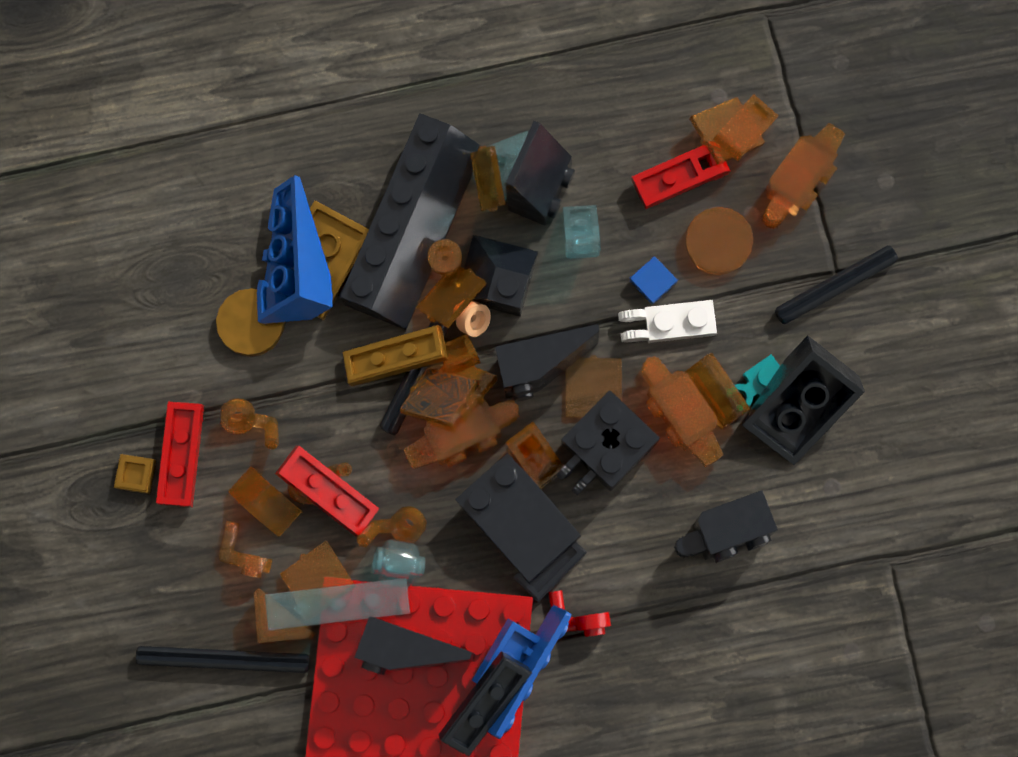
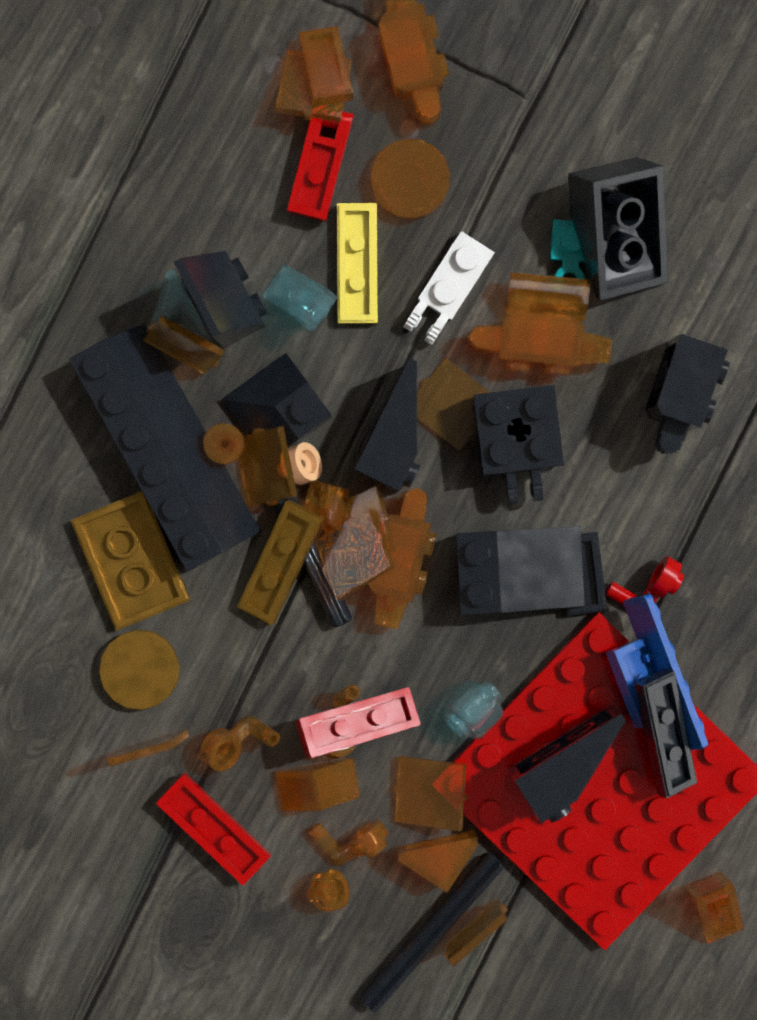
camera: 65 degrees left, 10 degrees up
(135, 474) = (197, 882): pearl gold tile -> none
(197, 565) = (329, 890): none -> clear orange tile
(201, 364) = (148, 747): none -> clear orange piece
(245, 686) = (476, 932): none -> clear orange piece
(296, 272) = (127, 591): blue wedge -> none
(337, 604) = (470, 795): clear light blue tile -> none
(396, 526) = (443, 676): clear orange plate -> none
(534, 455) = (475, 509): clear orange slope -> none
(634, 251) = (357, 263): none -> light yellow tile
(653, 280) = (398, 269): blue tile -> none
(836, 284) = (537, 106): black axle -> none

